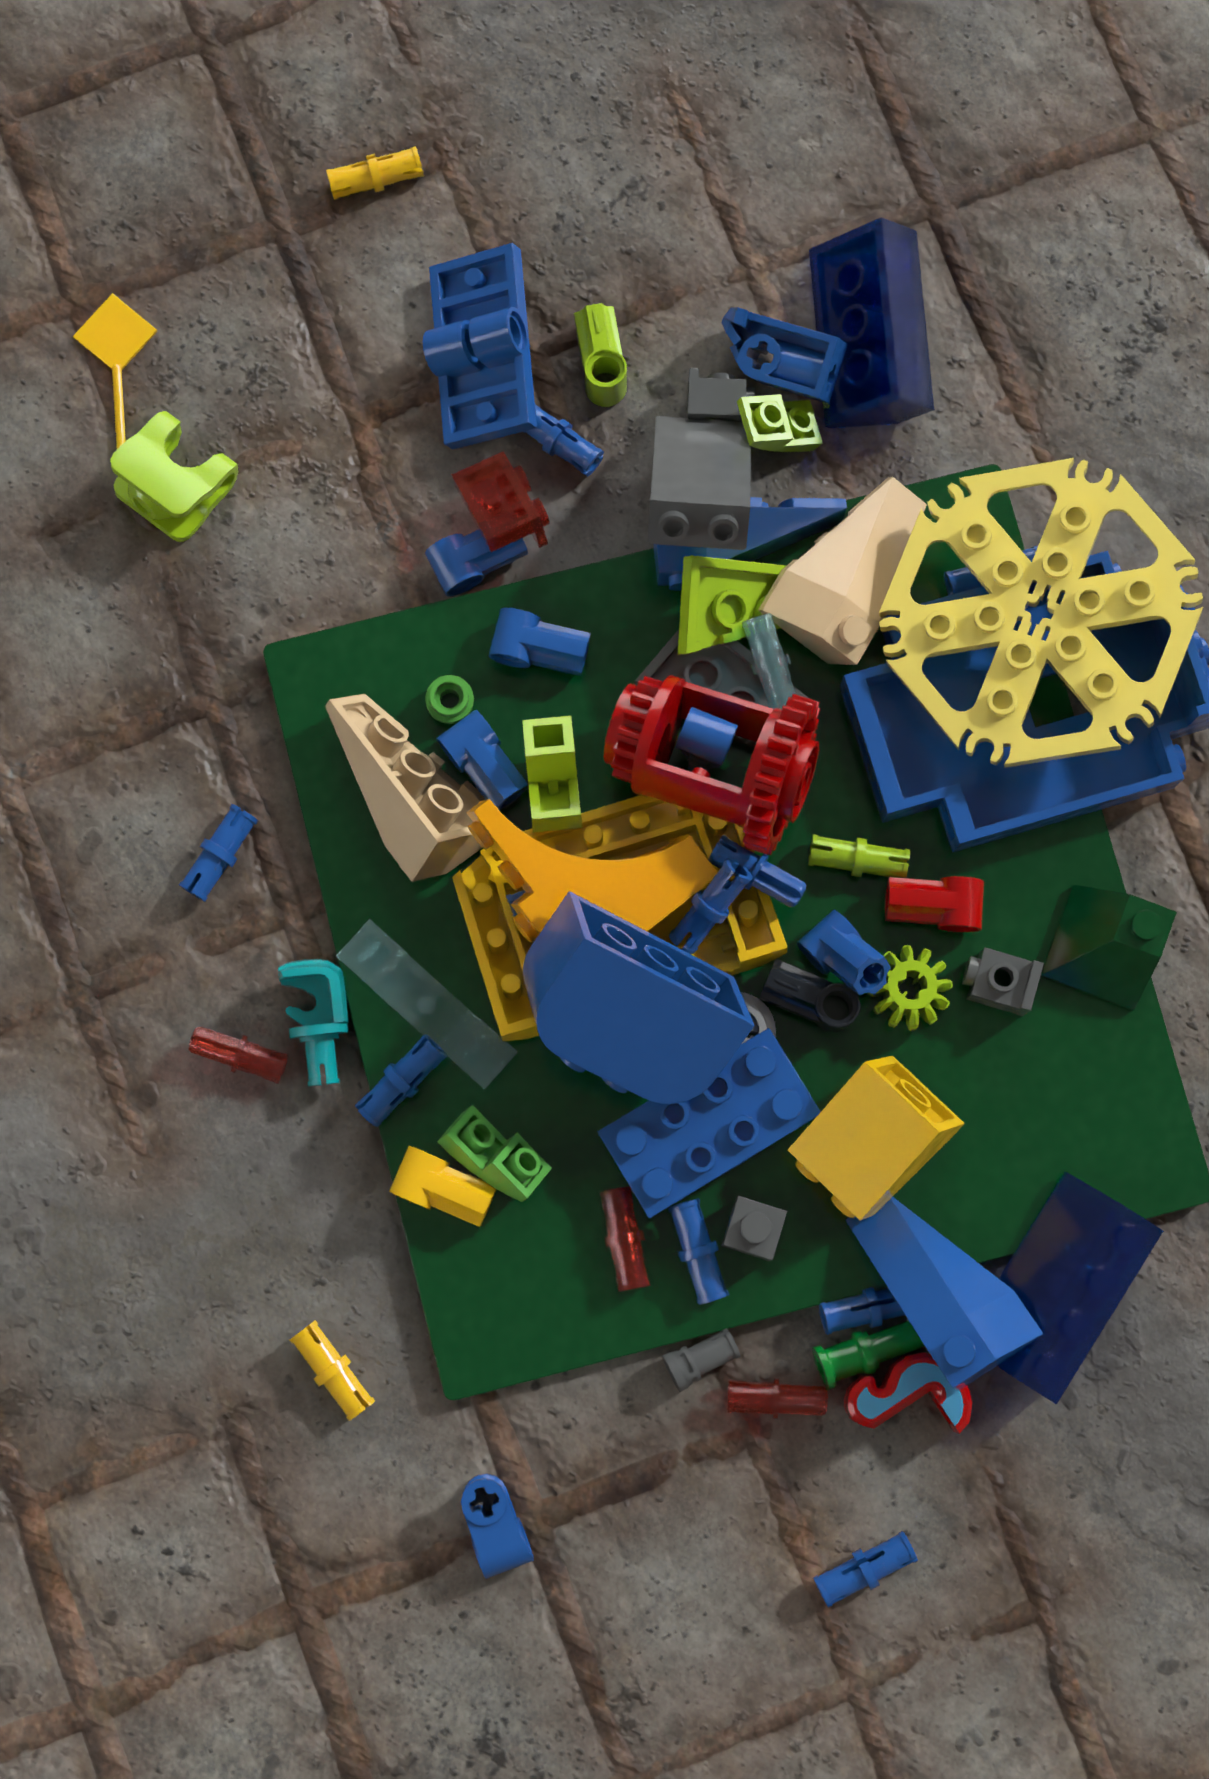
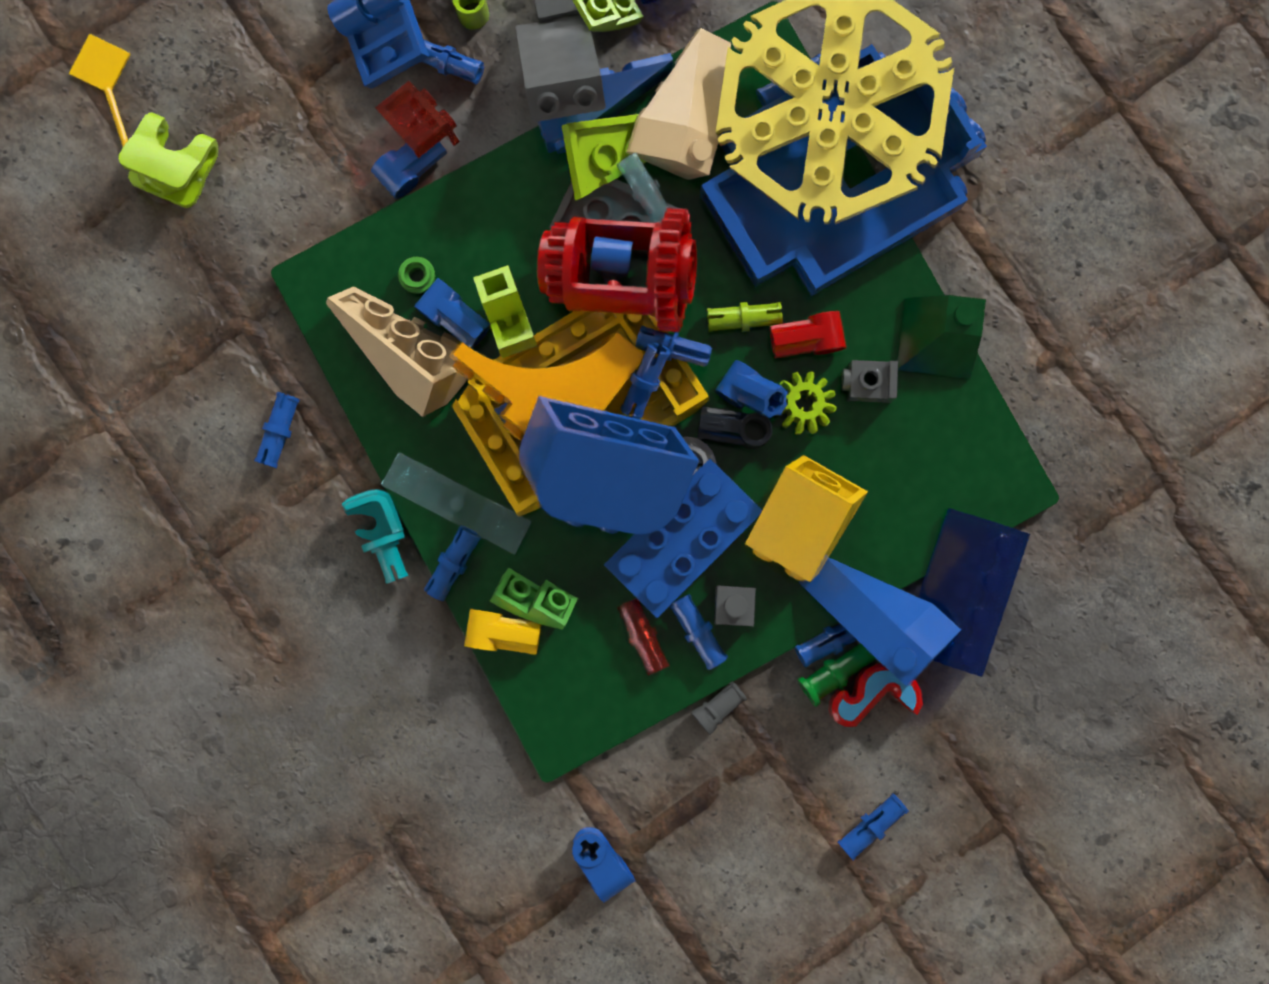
camera: 10 degrees left, 5 degrees up
(239, 1054) = (330, 572): clear red axle -> none
(332, 1370) = (456, 783): yellow pin -> none
(525, 641) = (461, 217): blue piece -> none
(776, 1398) = (780, 722): clear red axle -> none

